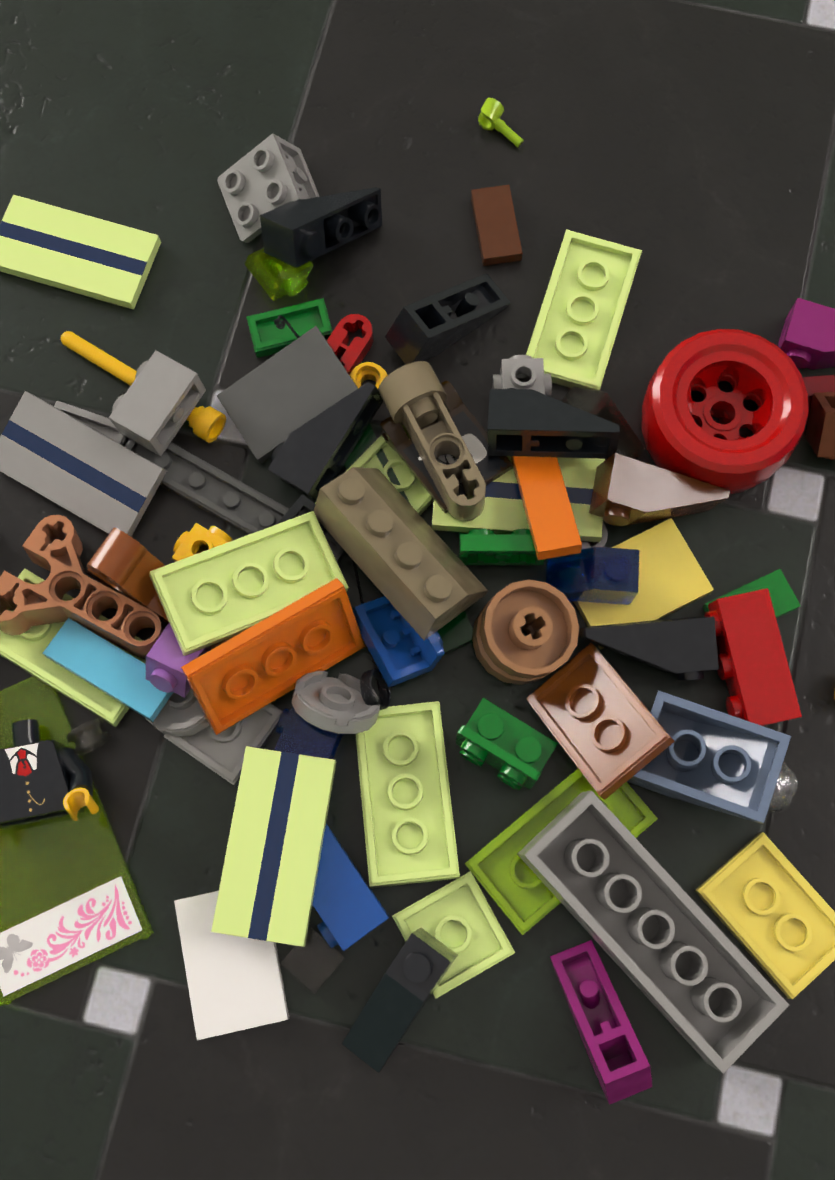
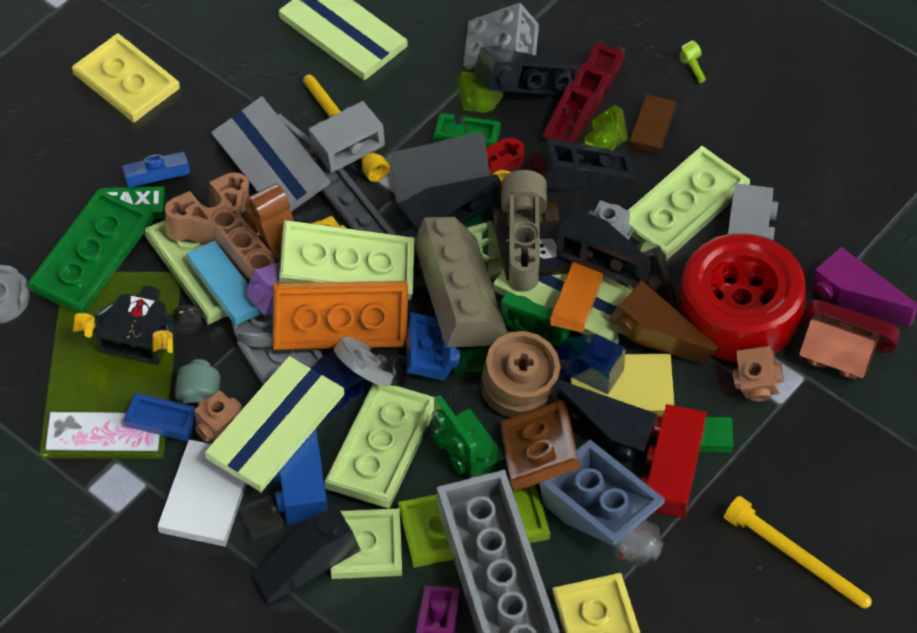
camera: 25 degrees right, 20 degrees down
(124, 885) = (160, 417): none -> blue tile
(147, 823) = (196, 382): none -> sand green head
(182, 853) = (215, 415): none -> nougat brick
(401, 222) = (585, 94): none -> dark red slope
(454, 256) = (608, 129): none -> clear neon green bracket
(671, 302) = (753, 210): none -> light grey brick
(774, 495) = (758, 373): none -> nougat brick

